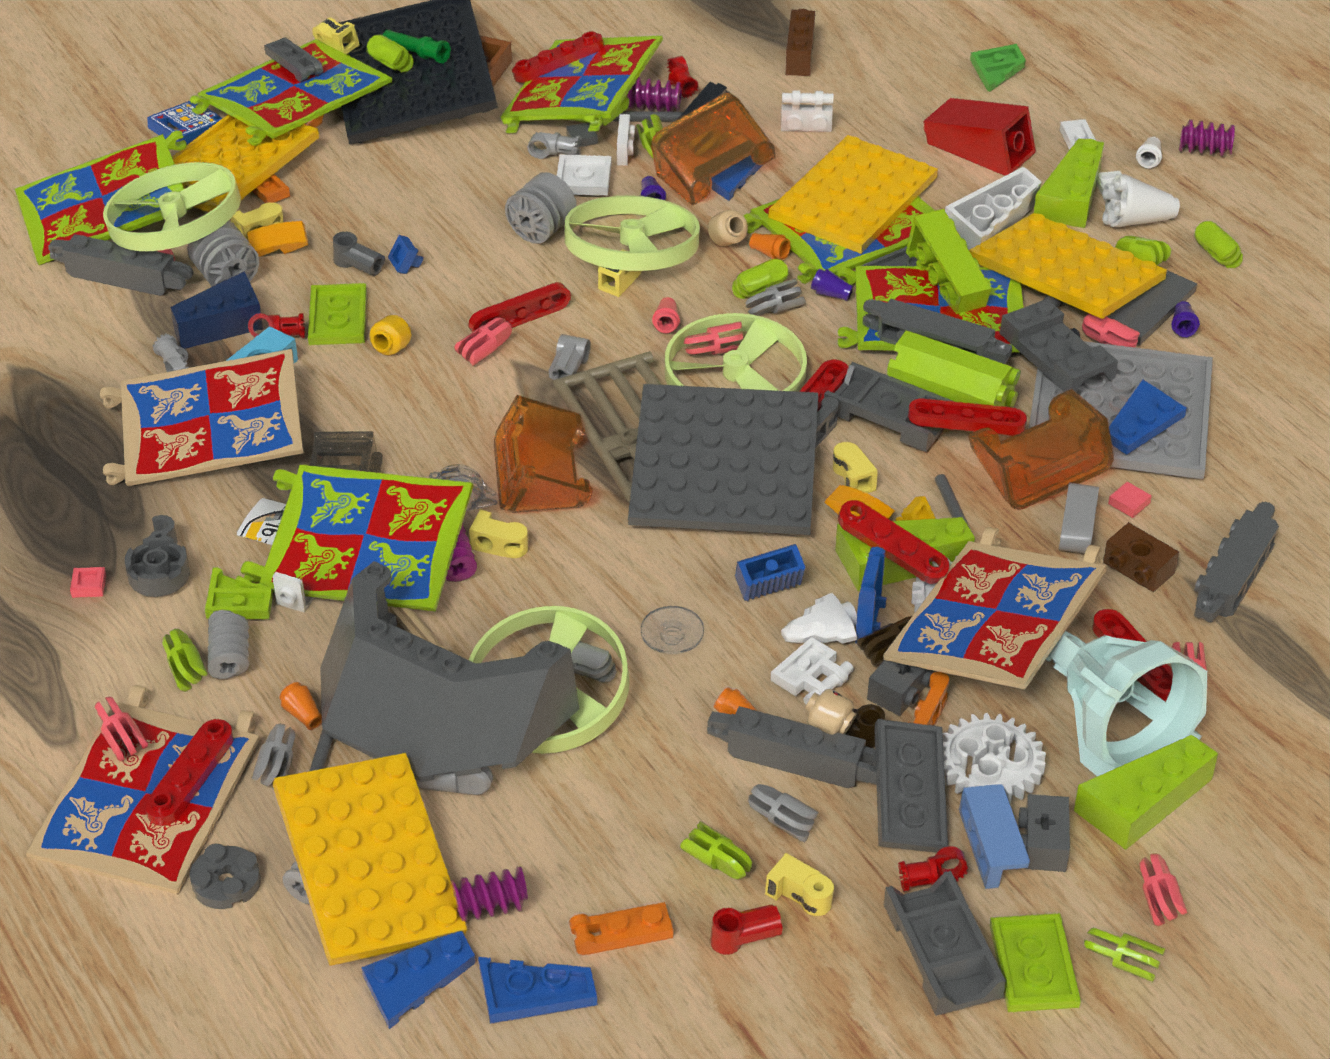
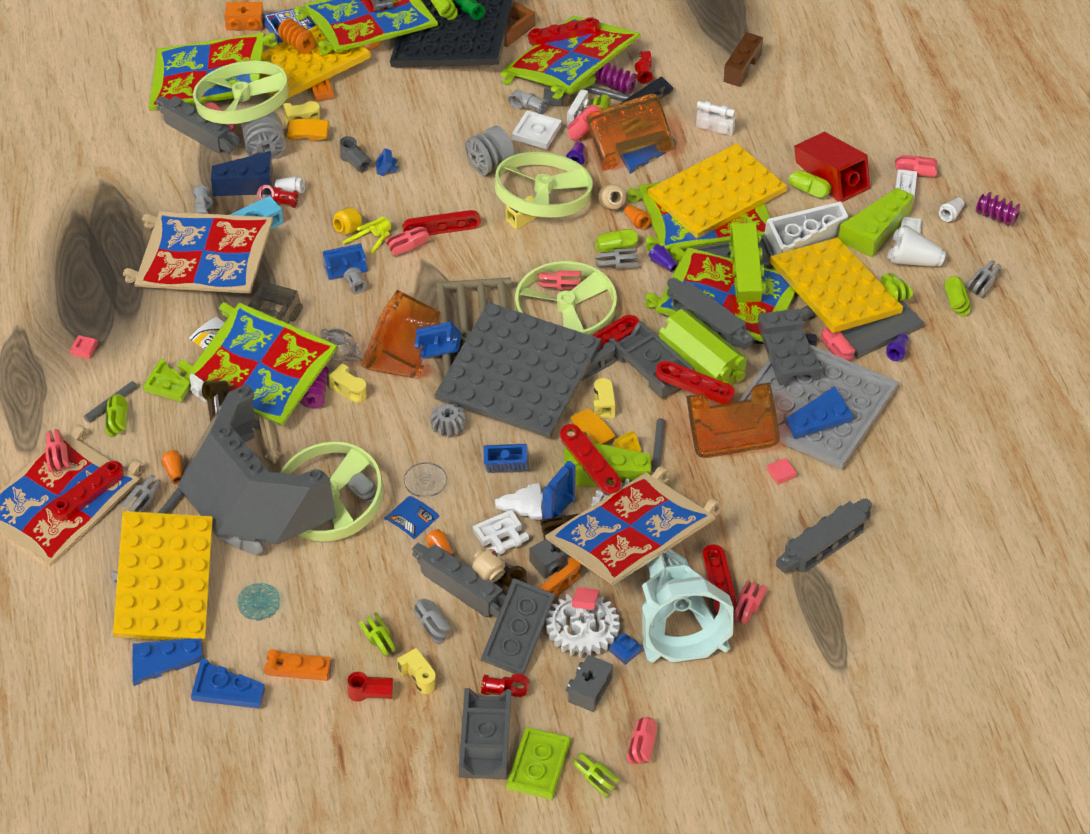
camera: 20 degrees right, 5 degrees up
(120, 124) = (244, 15): none -> orange brick
(158, 650) = (103, 406): none -> dark grey bar
(159, 563) = (129, 347): dark grey piece -> none
(210, 129) = (296, 36): none -> orange piece
(222, 860) = (80, 552): dark grey plate -> none
(227, 644) = (146, 413): light grey piece -> none
(288, 307) = (291, 184): none -> white cone
(323, 591) = (215, 394): none -> dark brown piece
(337, 314) = (323, 195): lime tile -> none
(411, 385) = (341, 259): none -> blue hinge
(435, 334) = (378, 227): none -> neon yellow plant
(439, 405) = (355, 280): none -> light grey bush
(490, 894) = (226, 621): magenta piece -> none
(518, 853) = (258, 601): none -> clear light blue wheel
(570, 353) = (458, 265): light grey piece -> none
(596, 448) = (438, 340): none -> blue hinge
(641, 153) = (578, 126): none -> coral arm
(660, 546) = (448, 419): none -> light grey gear
(666, 315) = (538, 252): coral cone -> none
(675, 684) = (412, 516): none -> blue sticker
(964, 161) = (810, 184): none -> lime arm
(983, 721) = (585, 598): none -> coral tile
(992, 832) = (555, 672): medium blue panel -> none
(997, 64) = (880, 110): bright green wing -> none
(1062, 775) = (625, 648): none -> blue tile
(1078, 518) = (736, 475): light grey beam -> none
(1090, 110) = (923, 165): none -> coral arm
(1140, 557) = (761, 514): reddish brown brick -> none
(1146, 790) = (671, 674): lime wedge -> none
(1238, 217) = (984, 277): none -> light grey arm

